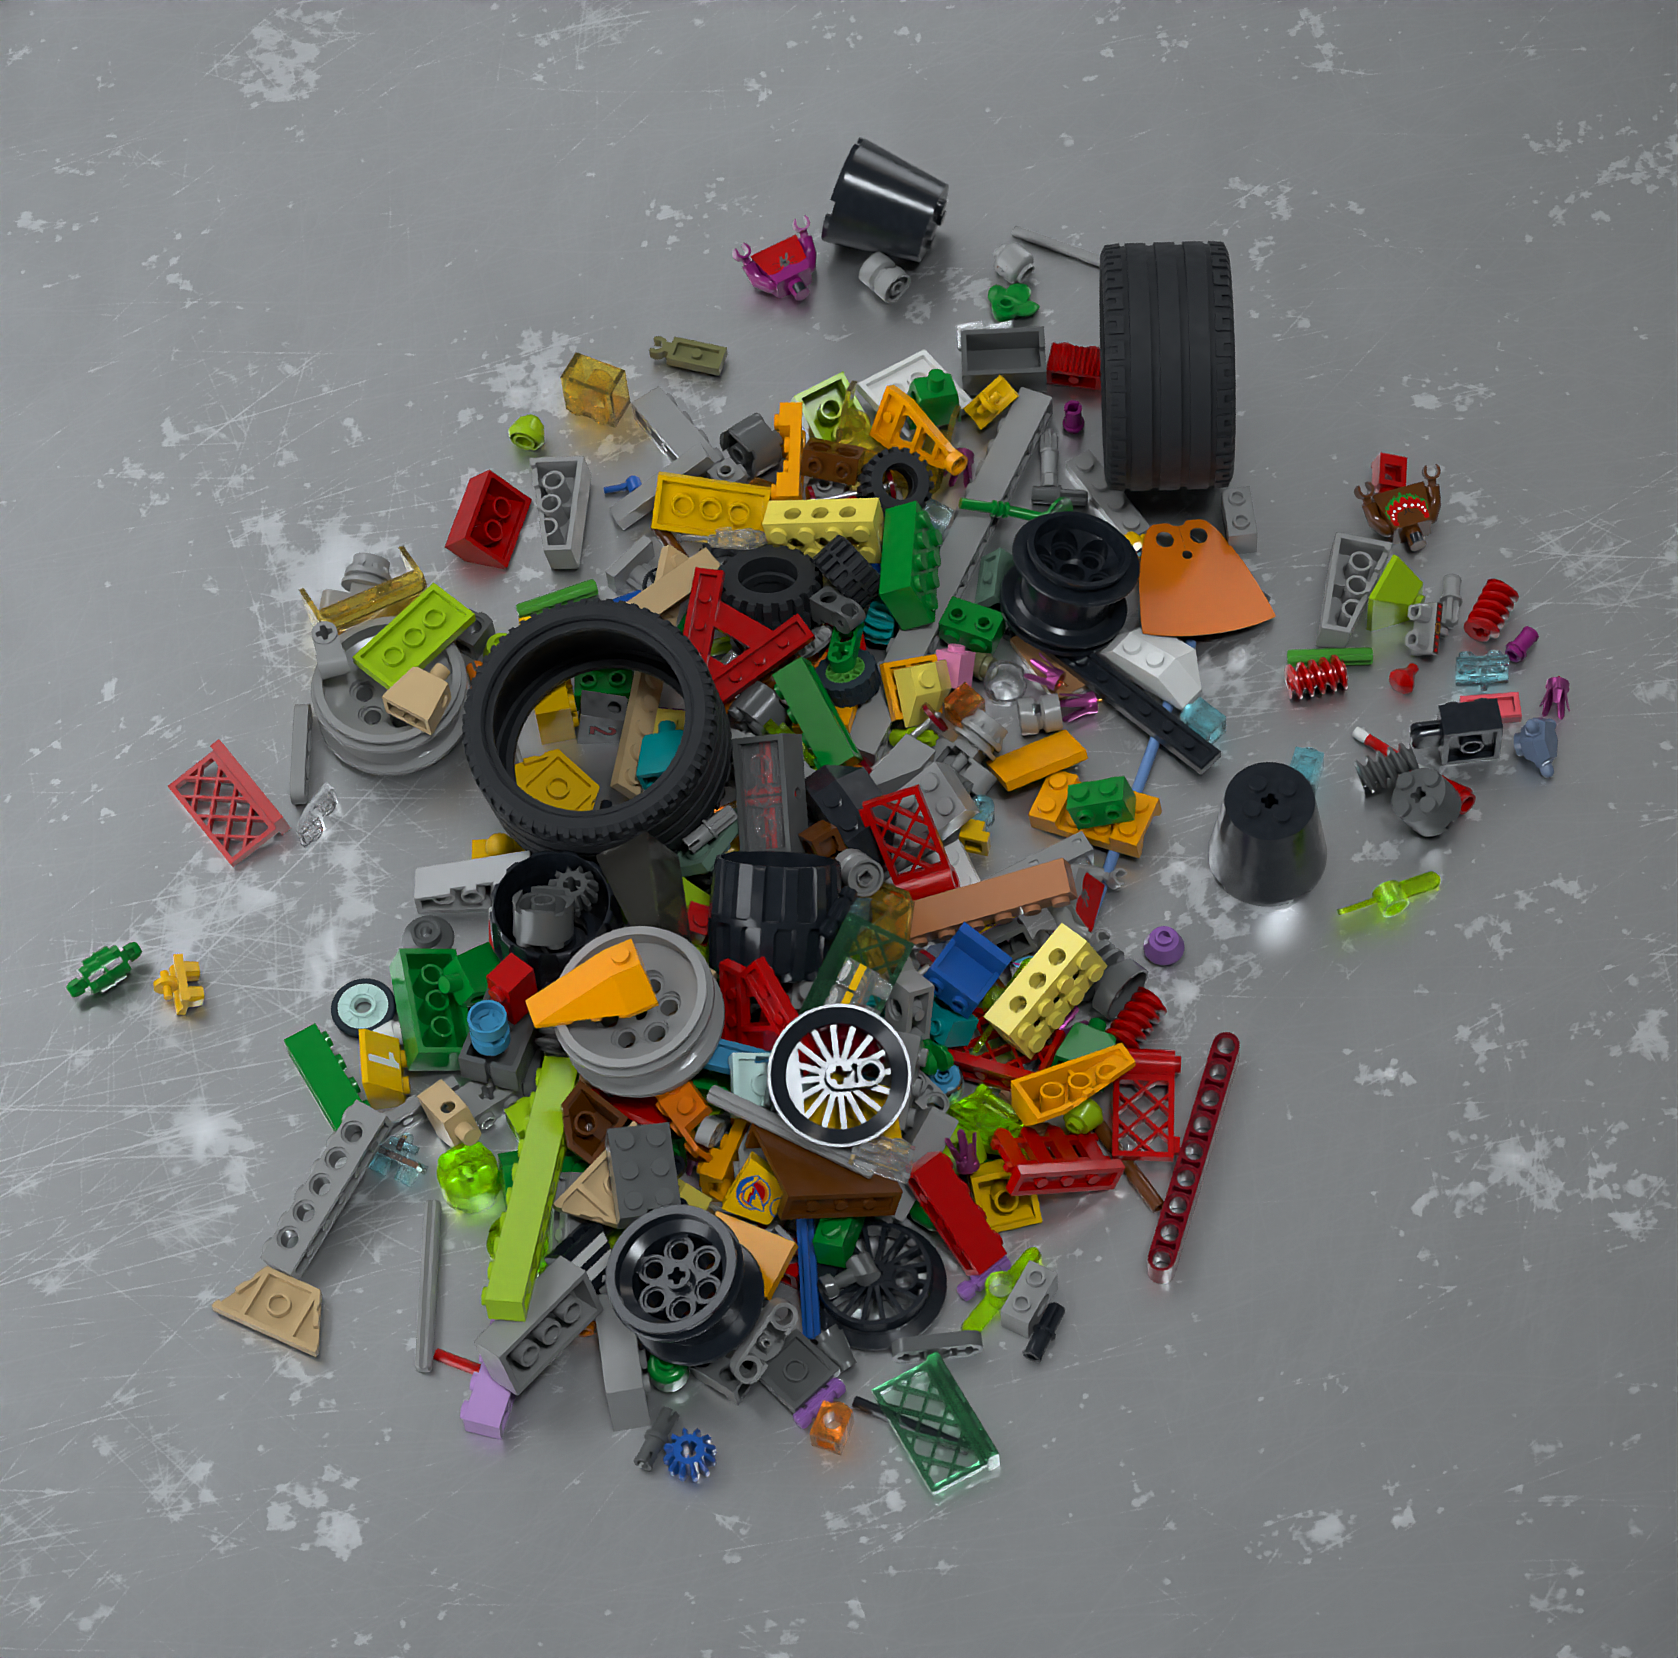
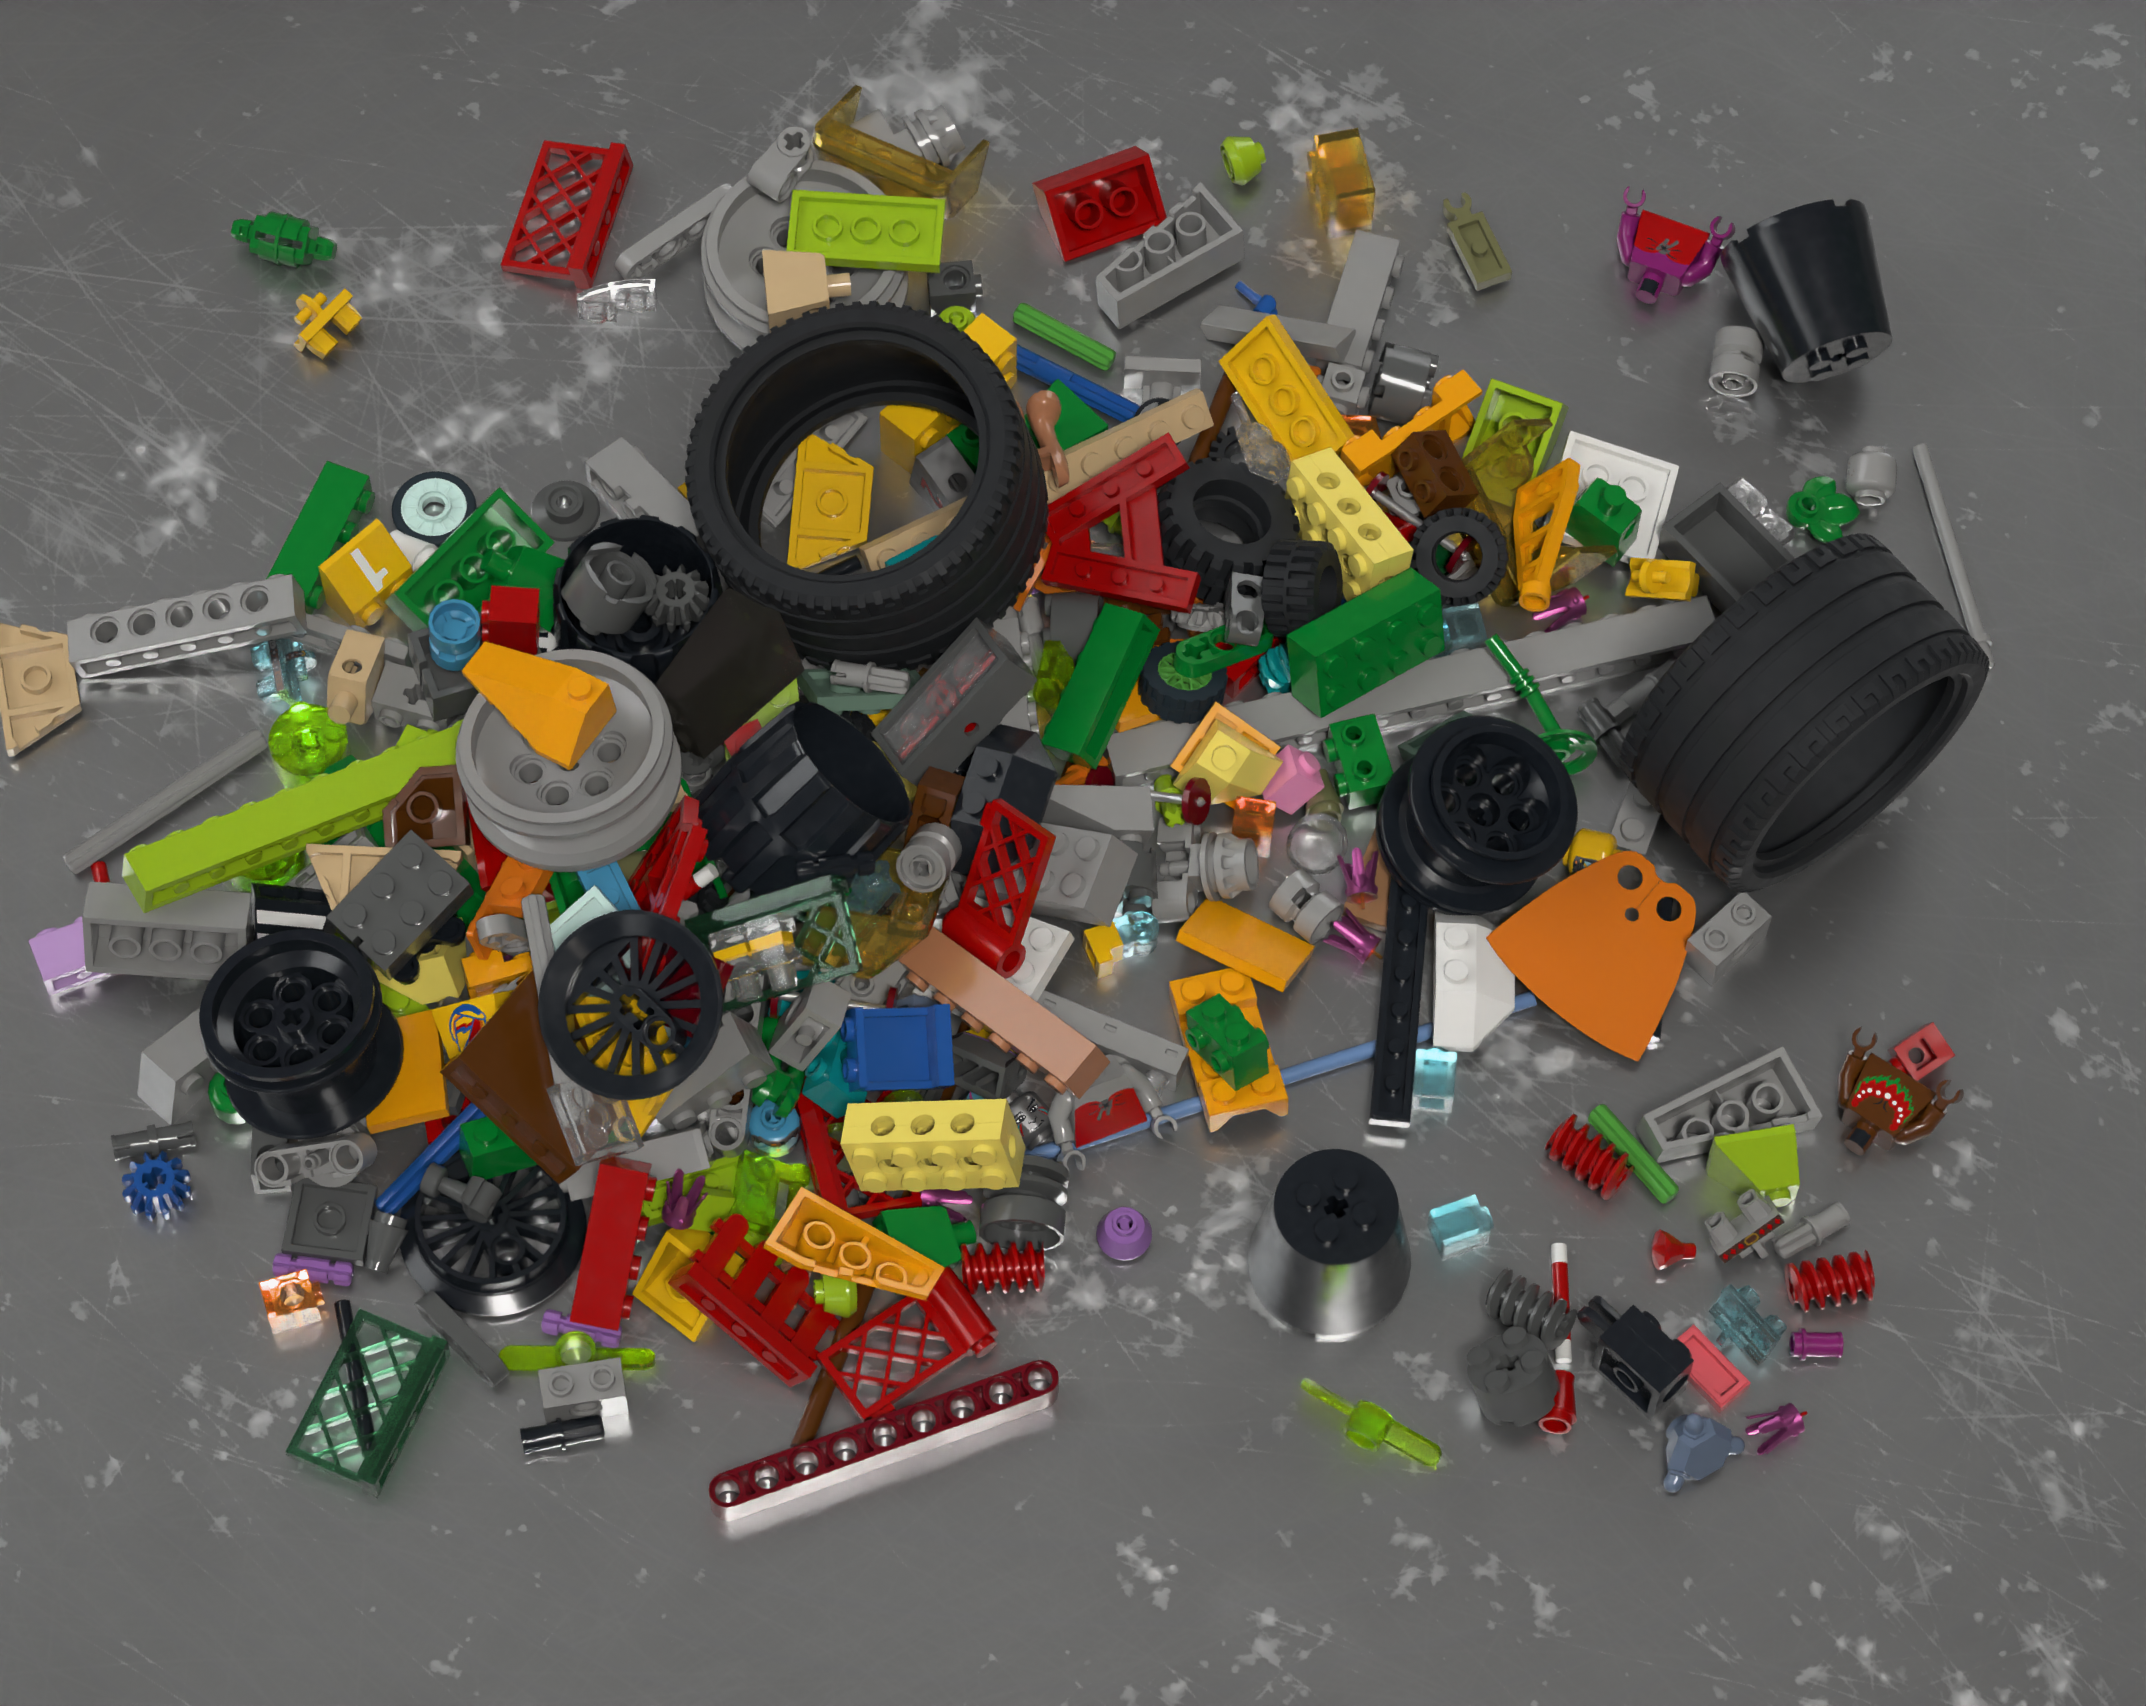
camera: 45 degrees right, 5 degrees up
(674, 586) = (1127, 429): tan beam -> none

